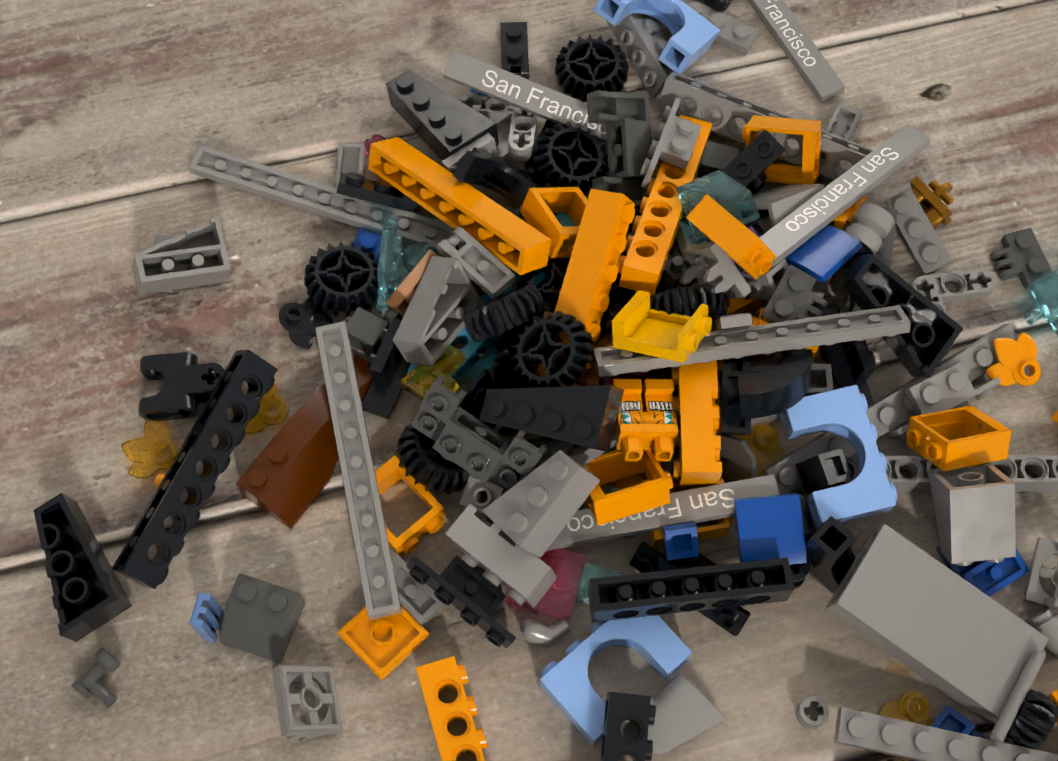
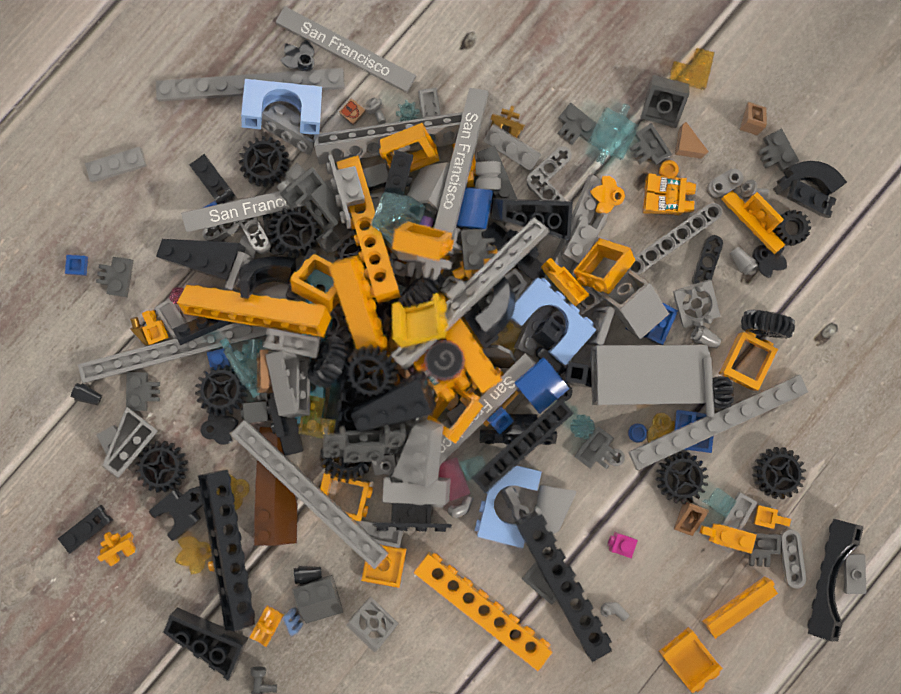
camera: 35 degrees left, 20 degrees up
(49, 333) = (85, 529): none -> black plate
(52, 378) = (113, 544): none -> light orange hips
(166, 602) = (266, 626): none -> light orange hips
(181, 183) = (85, 394): none -> black cone
(206, 305) = (162, 459): none -> black gear
(247, 222) = (140, 391): none -> dark grey hinge
(271, 571) = (306, 574): none -> black cone
(287, 46) = (76, 265): none -> blue plate
(300, 156) = (138, 331): none -> pearl gold bar
(321, 164) = (155, 330): none -> light orange plate
(323, 86) = (117, 276): none -> dark grey hinge
(623, 666) = (511, 498): none -> light grey plate
(659, 400) = (444, 360): none -> black tile
(737, 81) = (352, 111): none -> tile
(769, 90) = (374, 106): none -> light grey plate
(791, 633) = (582, 426): none -> clear light blue gear
(792, 680) = (596, 449): none -> dark grey hinge
(808, 111) = (407, 107): none -> clear light blue gear
(867, 698) = (637, 433): none -> blue plate
(889, 423) = (565, 282): none -> light orange hinge
(905, 509) = (602, 319): none -> light grey plate

